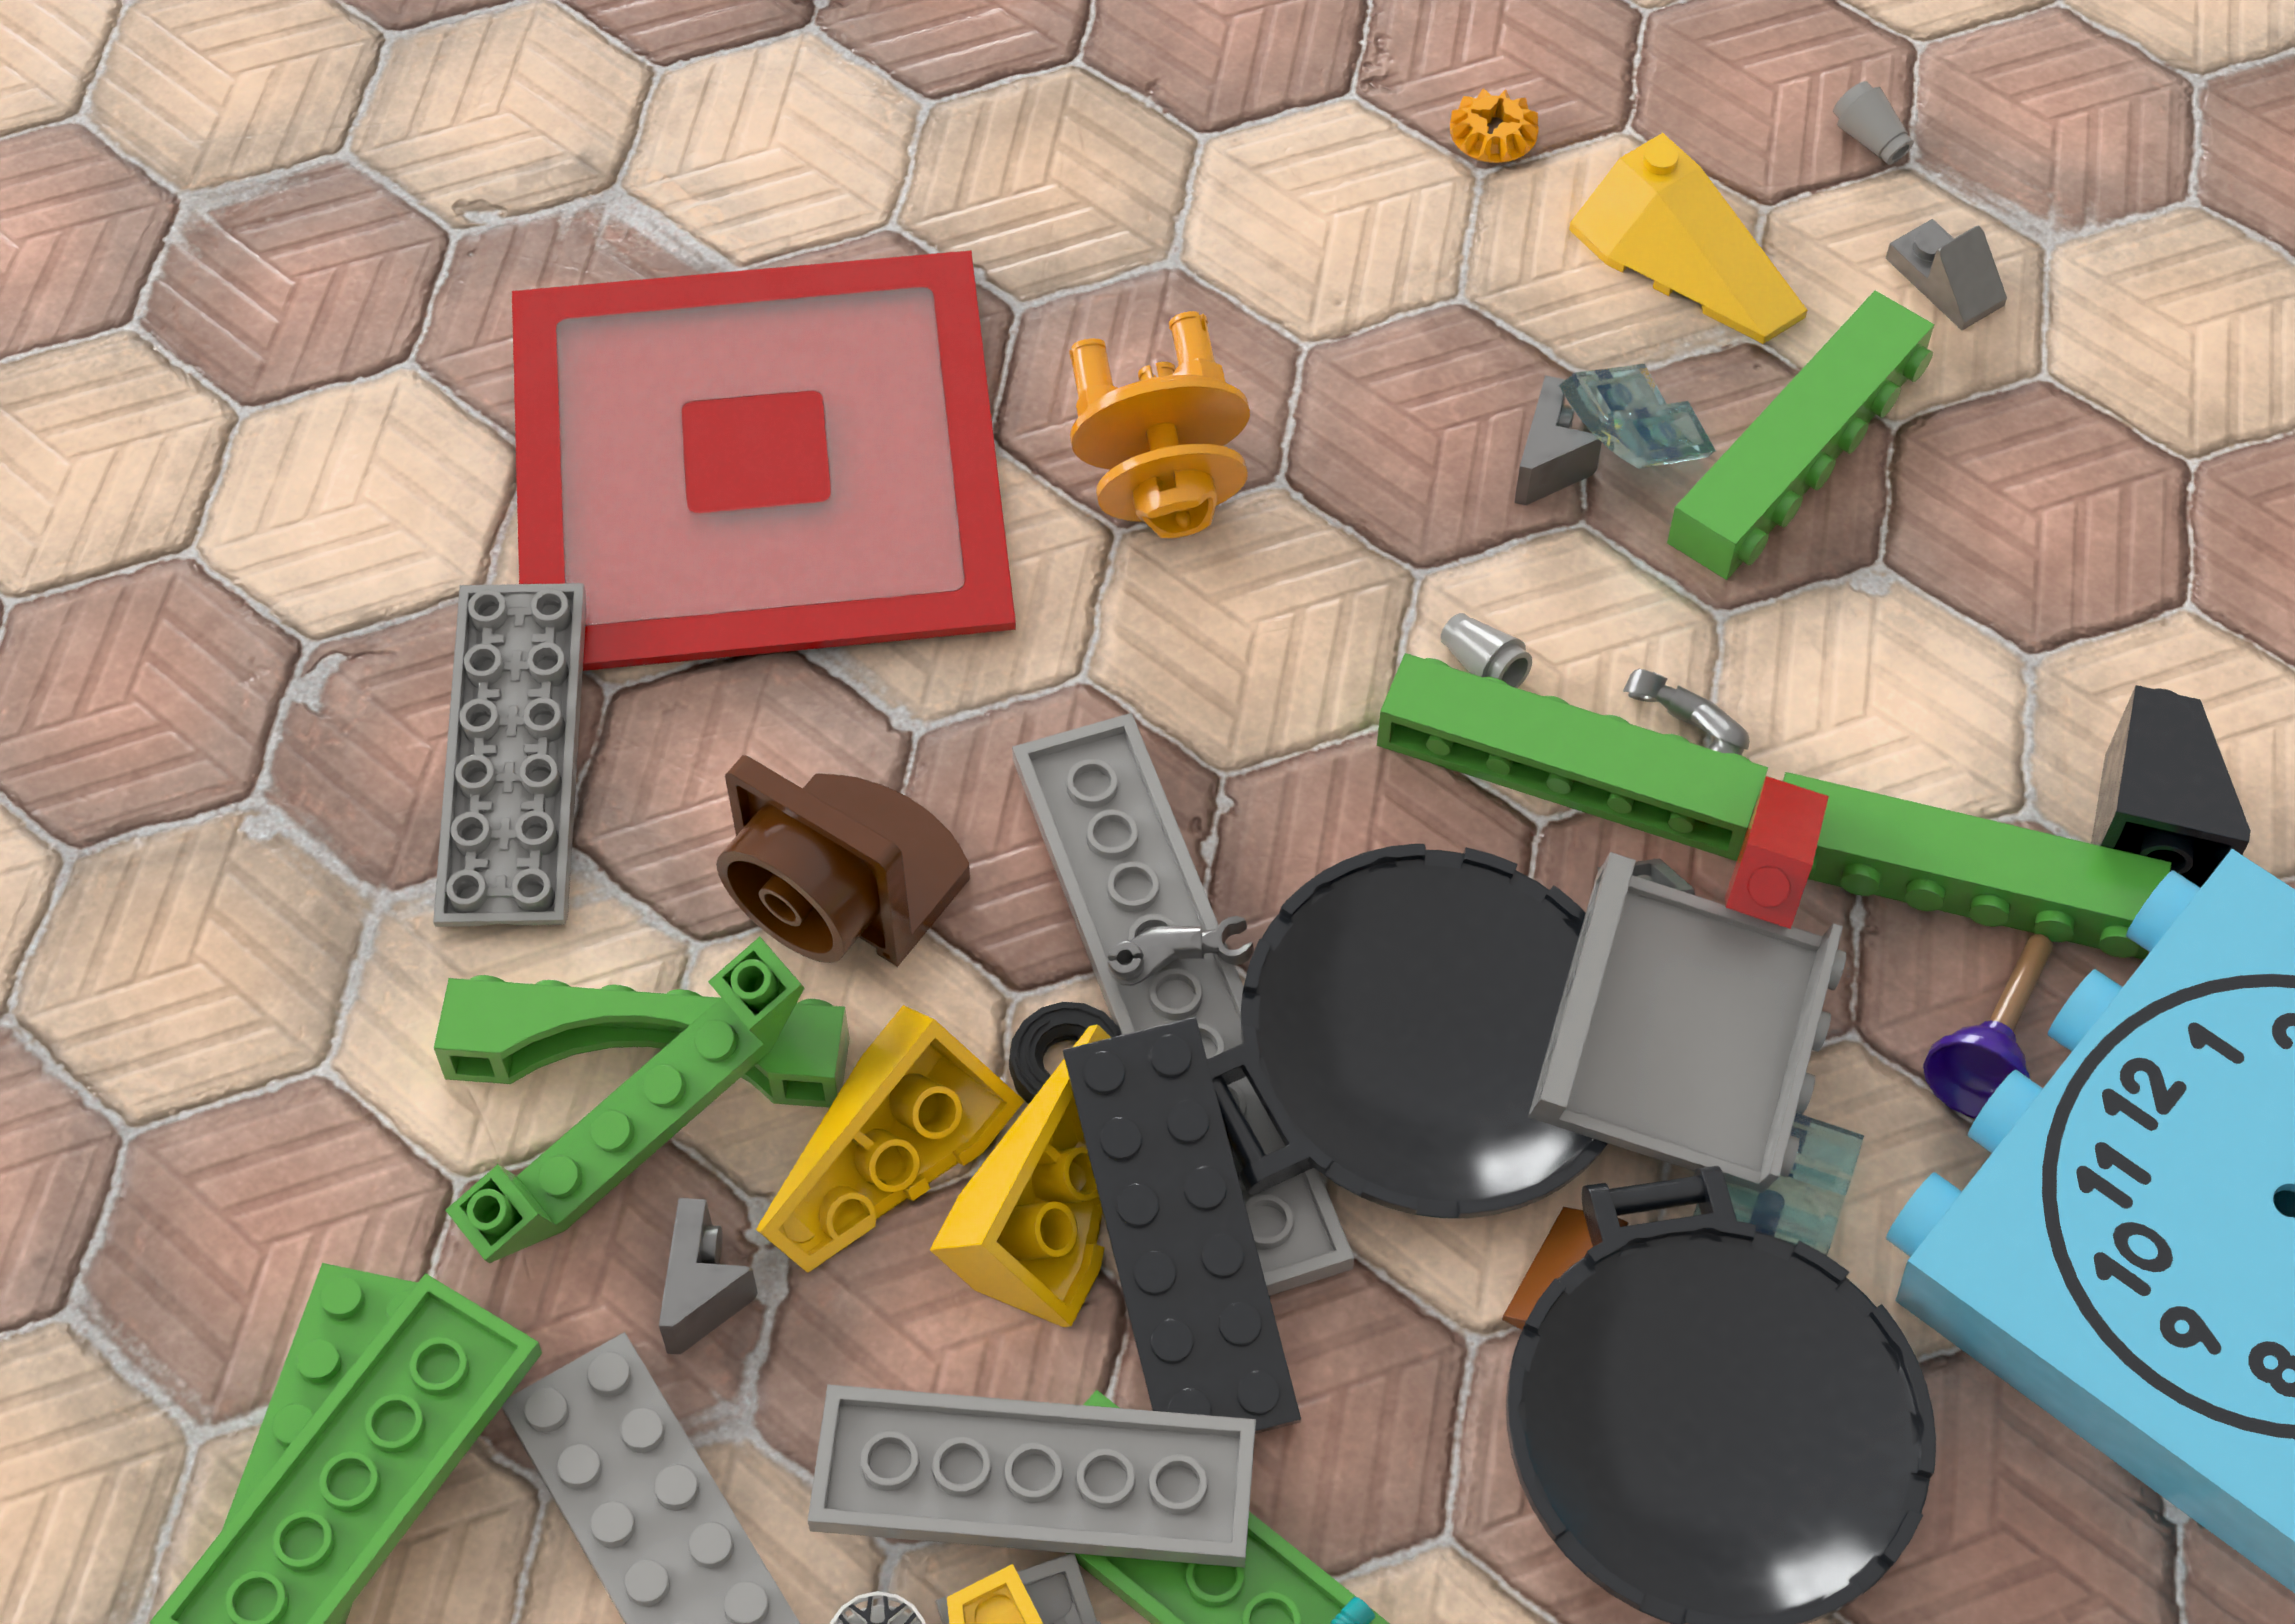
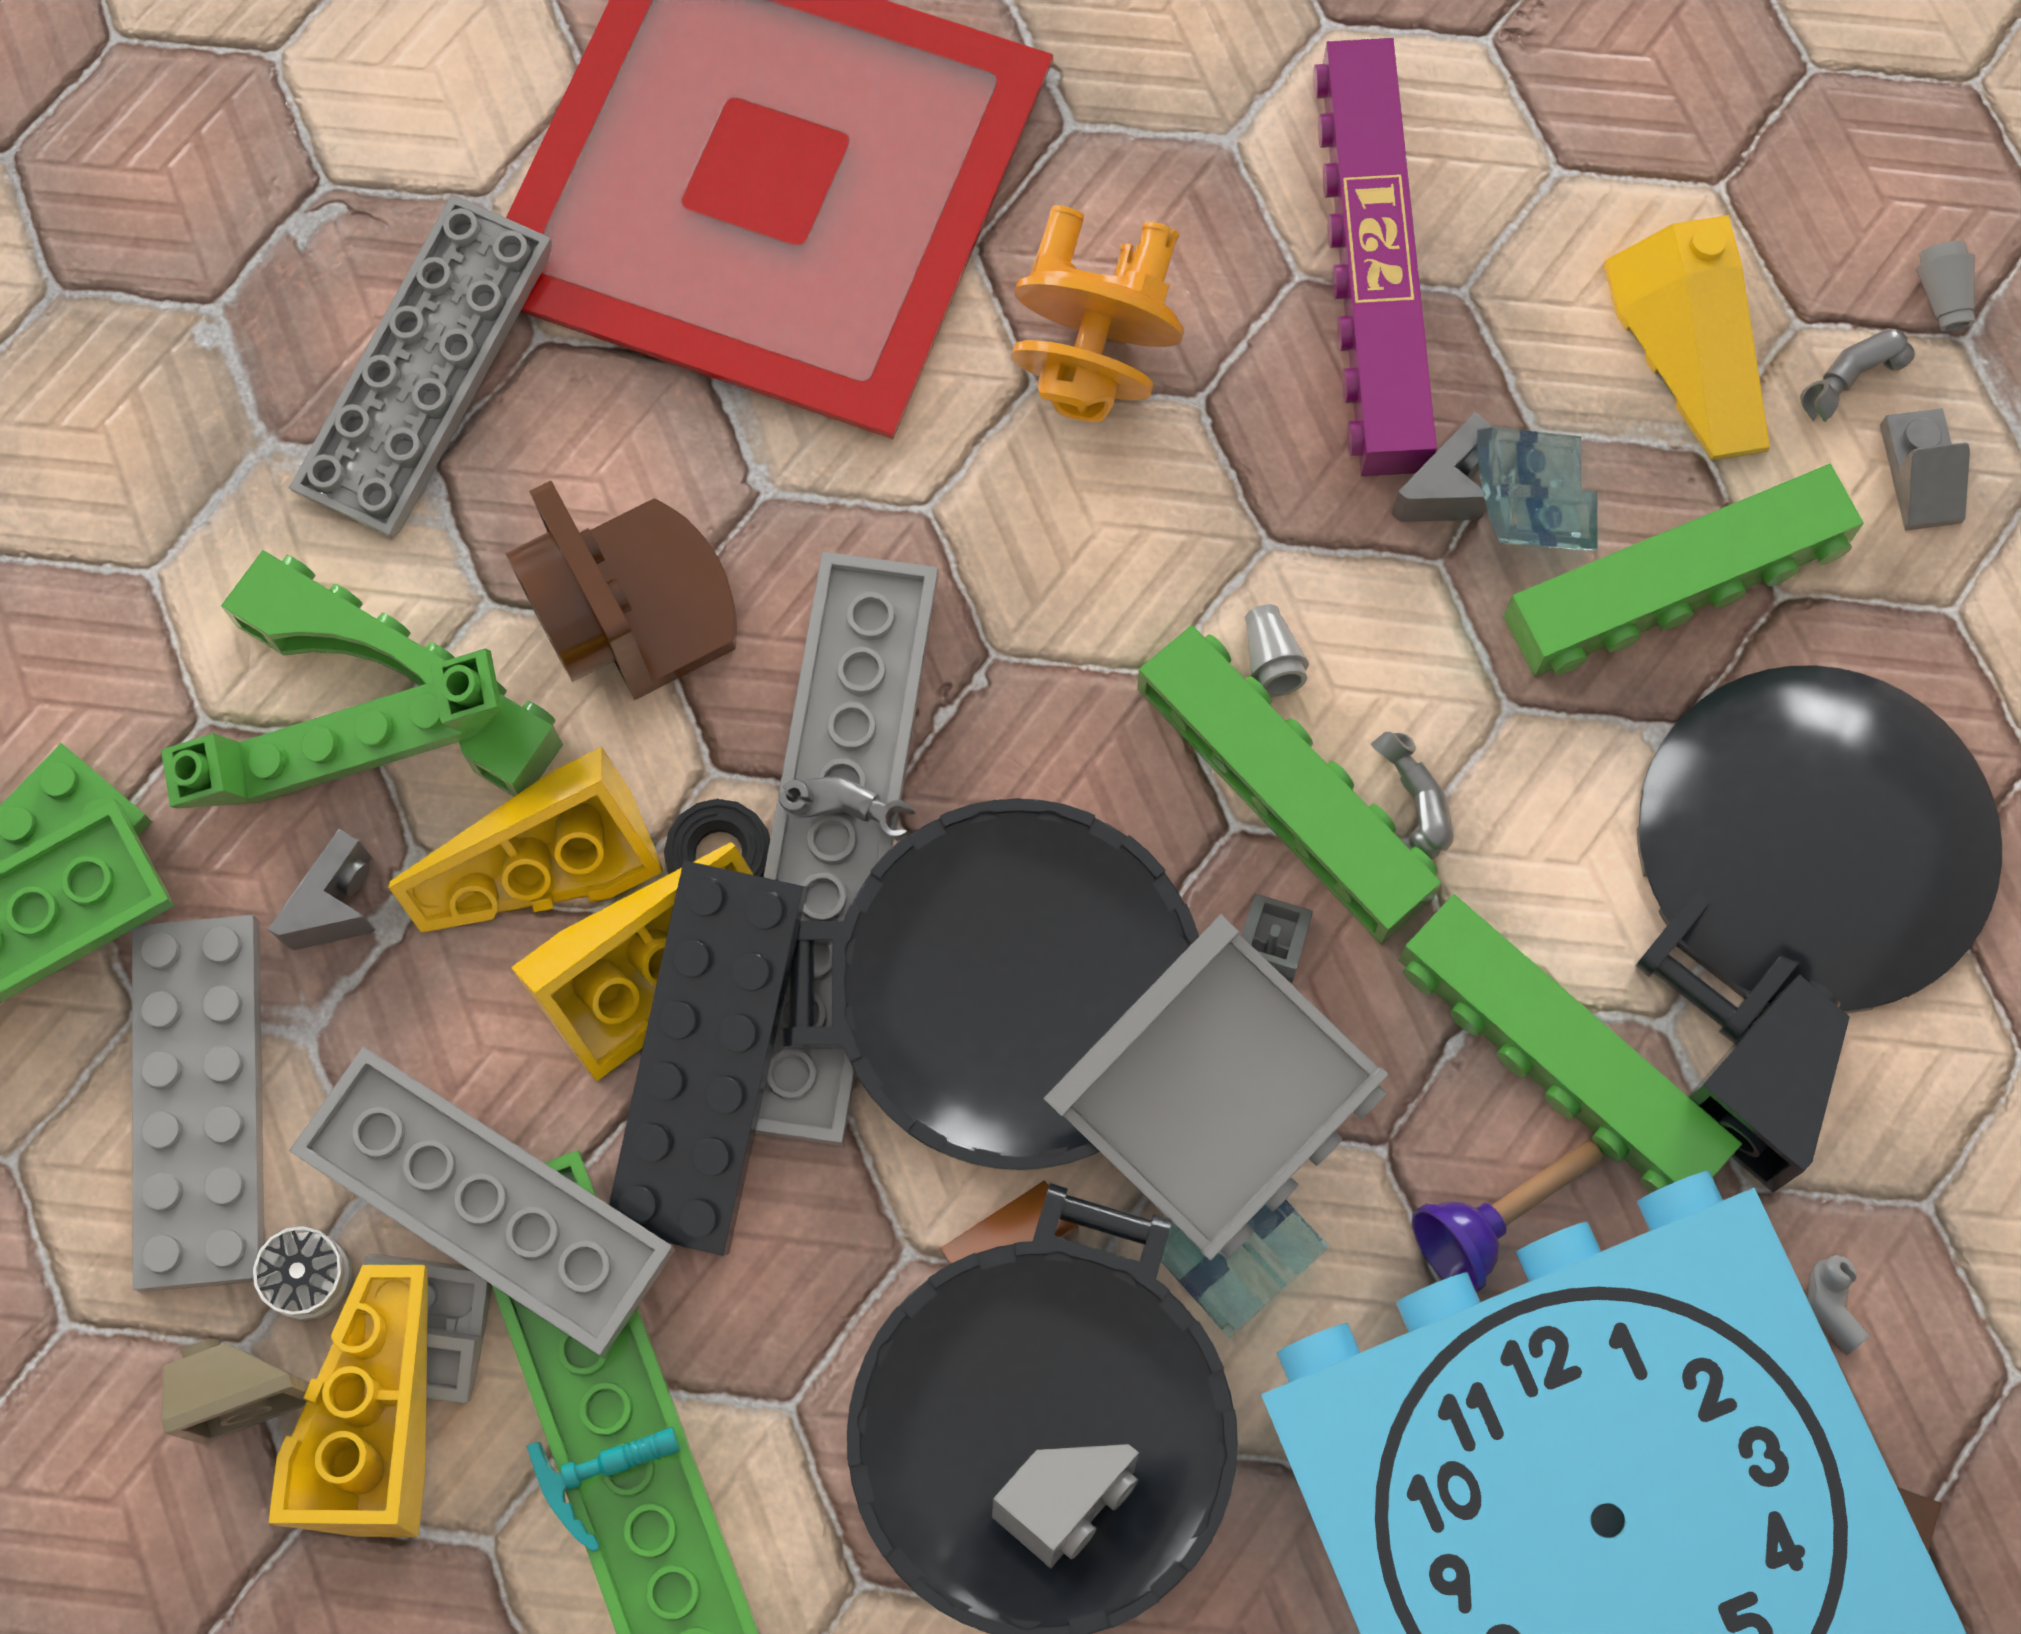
camera: 30 degrees right, 15 degrees up
(1374, 298) = (1377, 258): none -> magenta brick
(1509, 141) = (1595, 152): light orange gear -> none
(1767, 1466) = (1060, 1494): none -> light grey slope
(1777, 852) = (1381, 975): red slope -> none
(1853, 192) = (1884, 347): none -> flat silver arm
(2041, 601) = (1814, 837): none -> black dish

